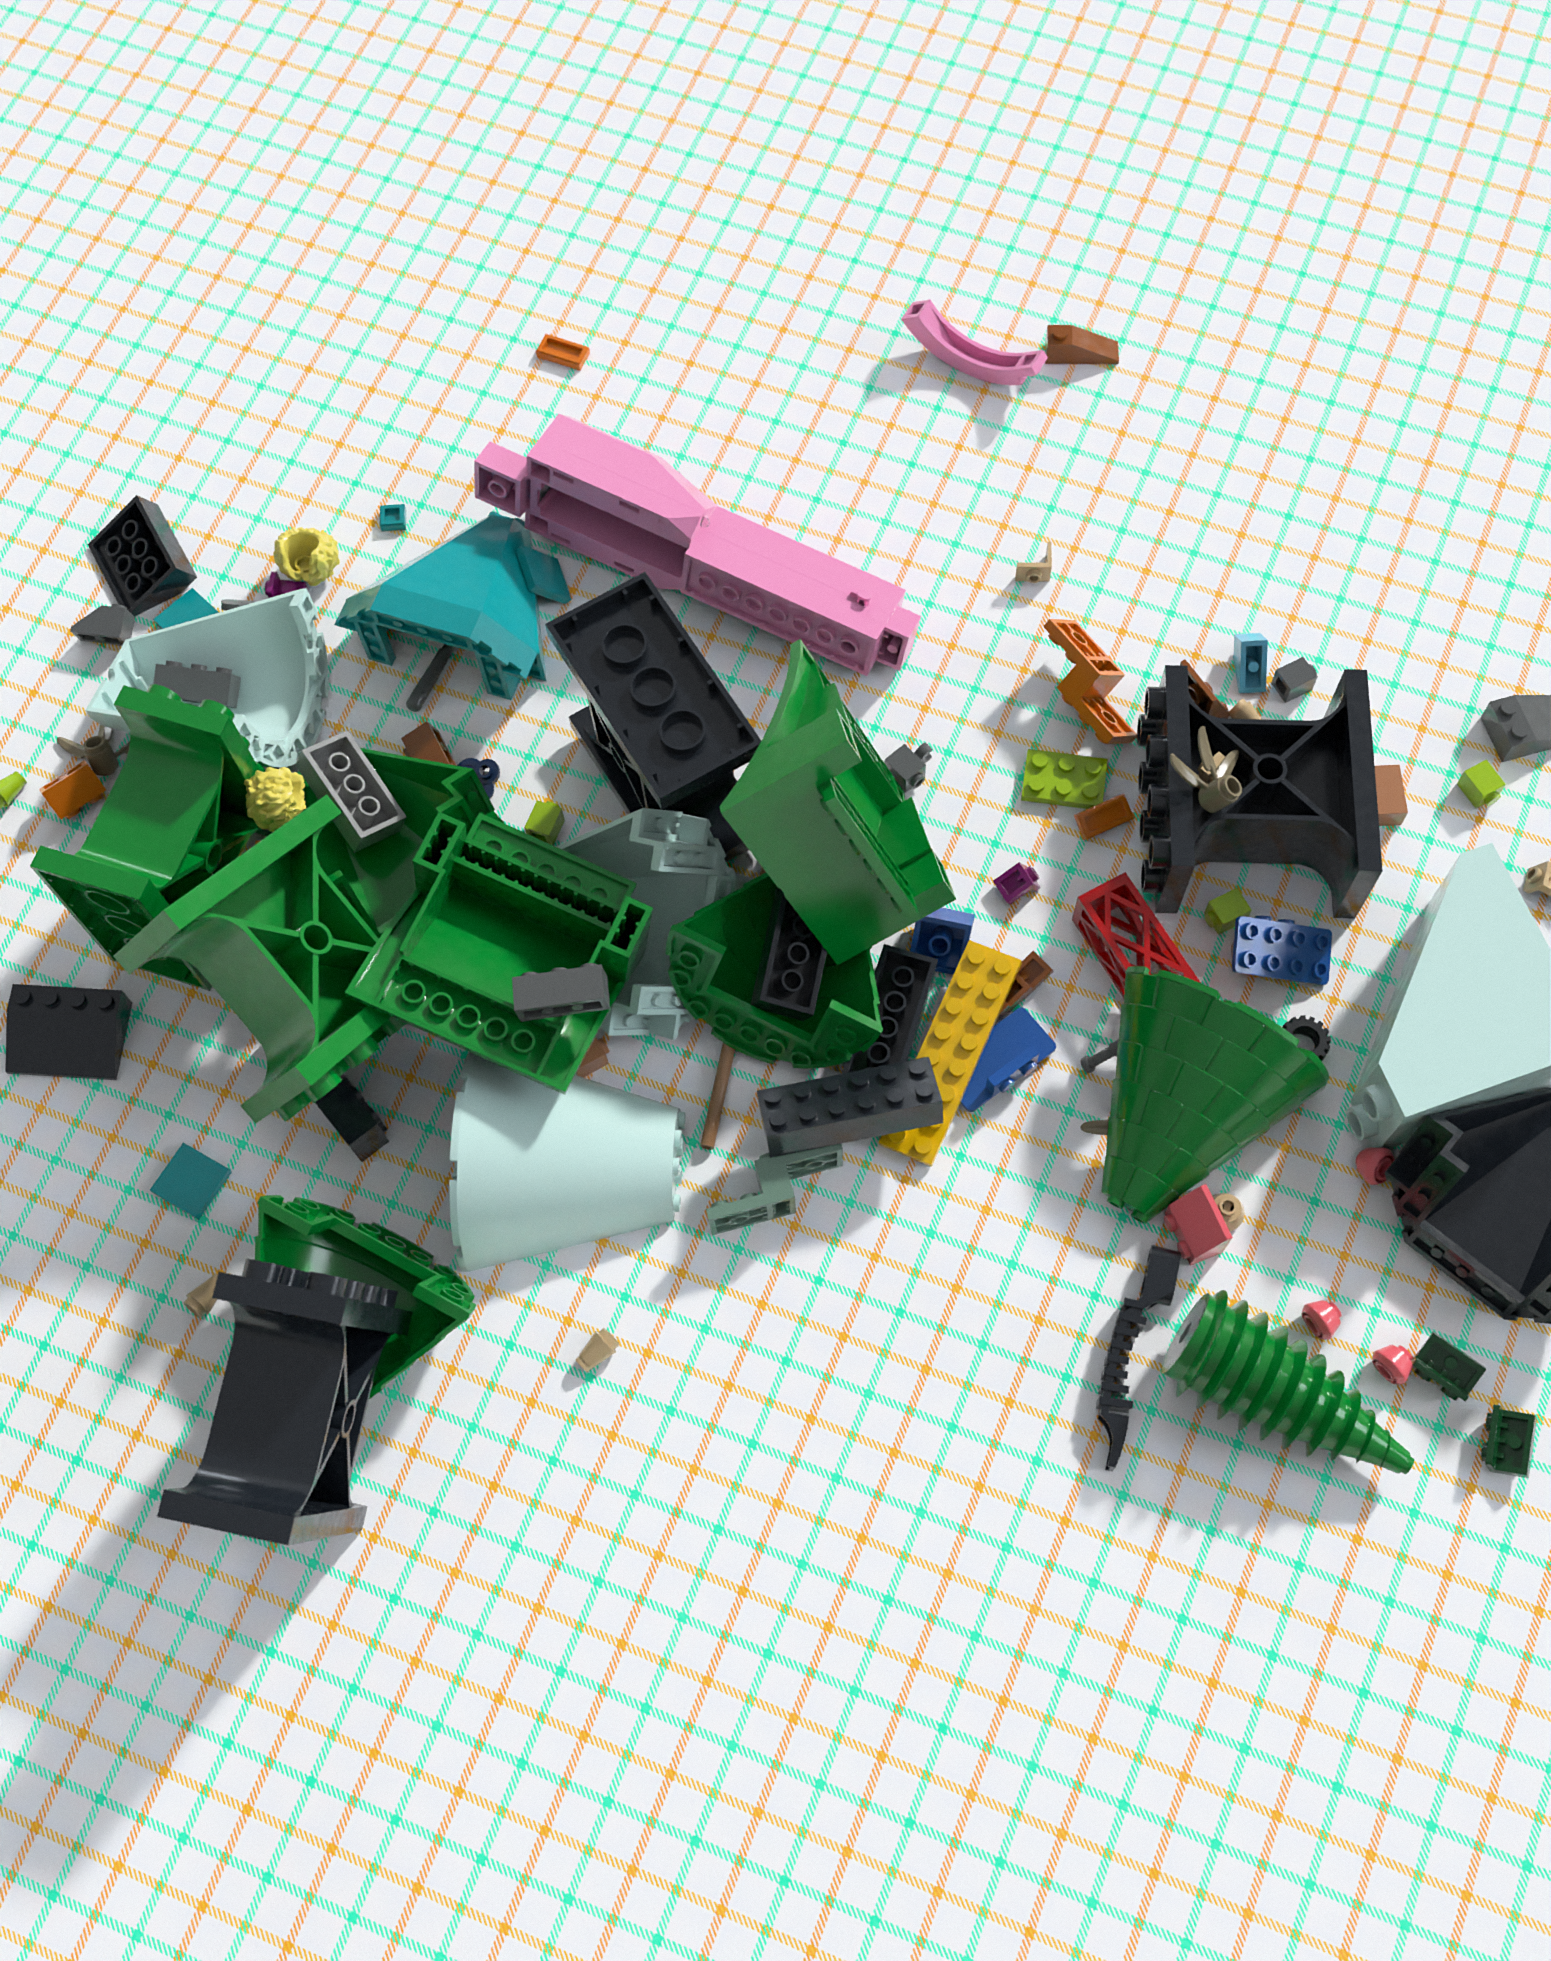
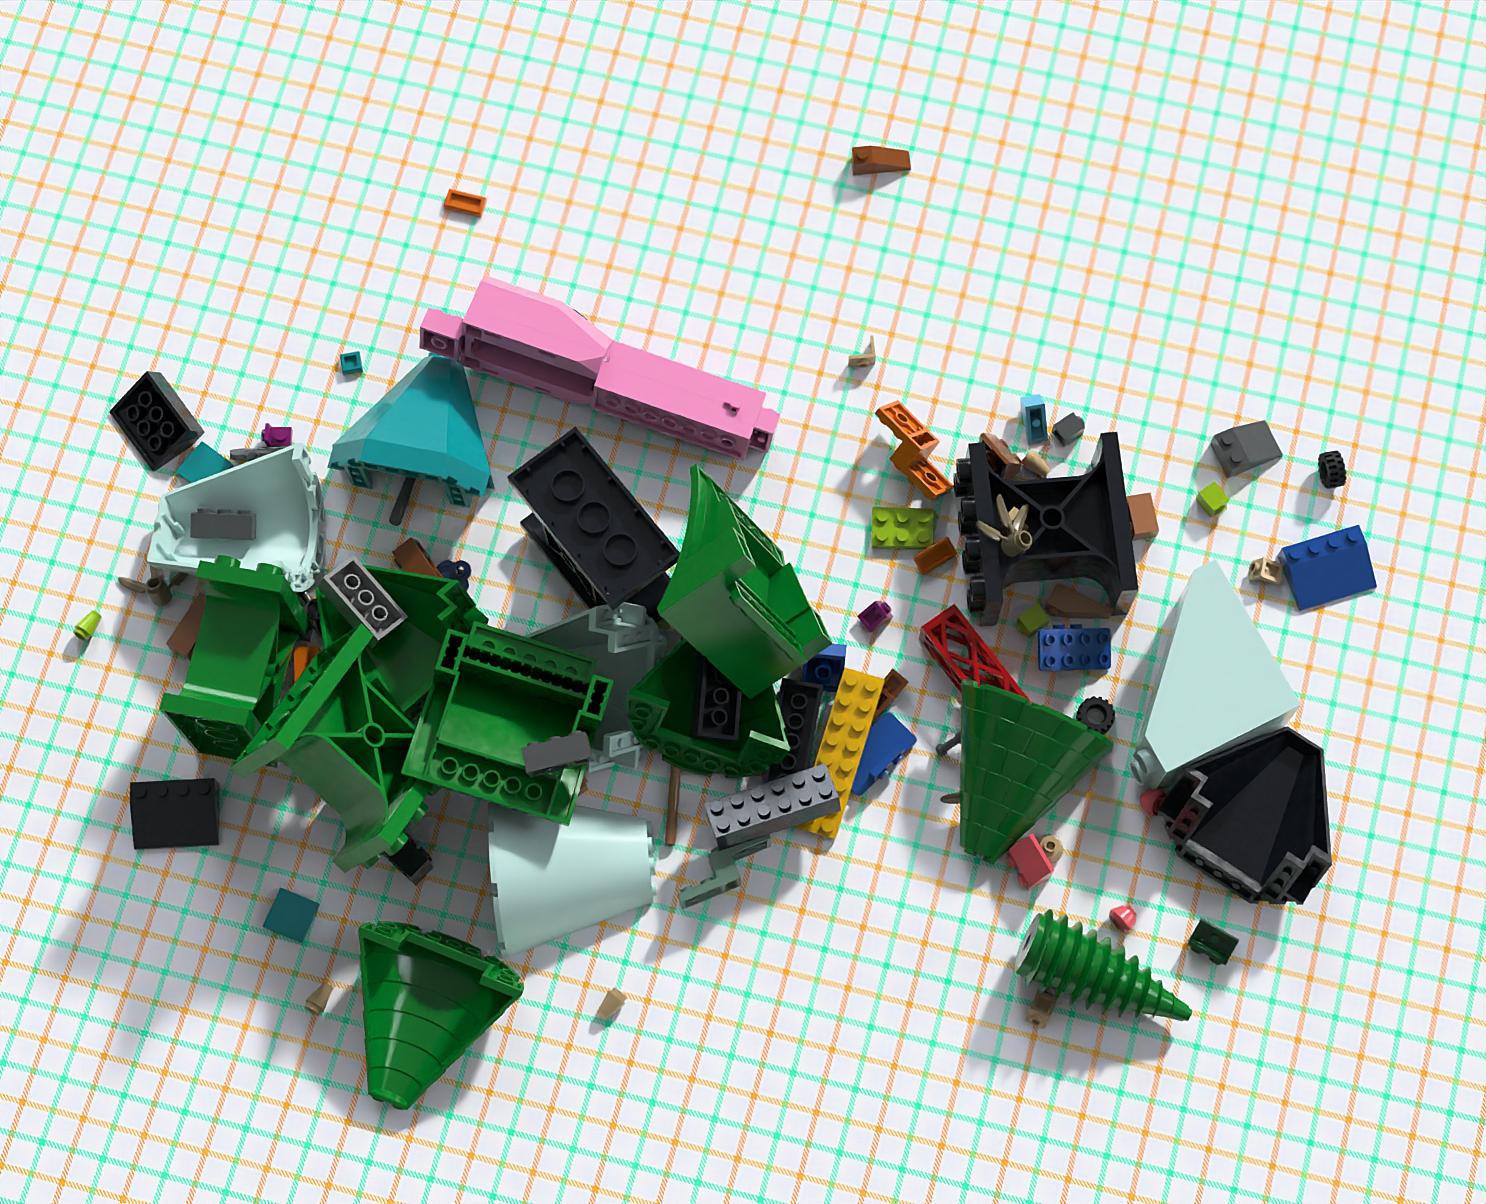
camera: 10 degrees left, 5 degrees up
(73, 790) = (142, 621): orange brick -> none
(105, 625) = (140, 481): dark grey slope -> none
(274, 797) = (315, 624): light yellow hair -> none
(289, 1406) = (411, 1071): black piece -> none
(306, 555) = (290, 405): light yellow hair -> none
(543, 574) = (481, 403): teal tile -> none
(545, 821) = (512, 607): lime brick -> none
(909, 766) = (783, 531): dark grey brick -> none
(964, 353) = (791, 176): bright pink arch -> none
(1156, 1289) = (1005, 910): black piece -> none
(1195, 1432) = (1041, 1009): none -> tan bracket
(1283, 896) = (1072, 604): none -> medium nougat slope
(1393, 1363) = (1175, 944): coral cone -> none
(1509, 1442) = (1257, 989): dark green bracket -> none

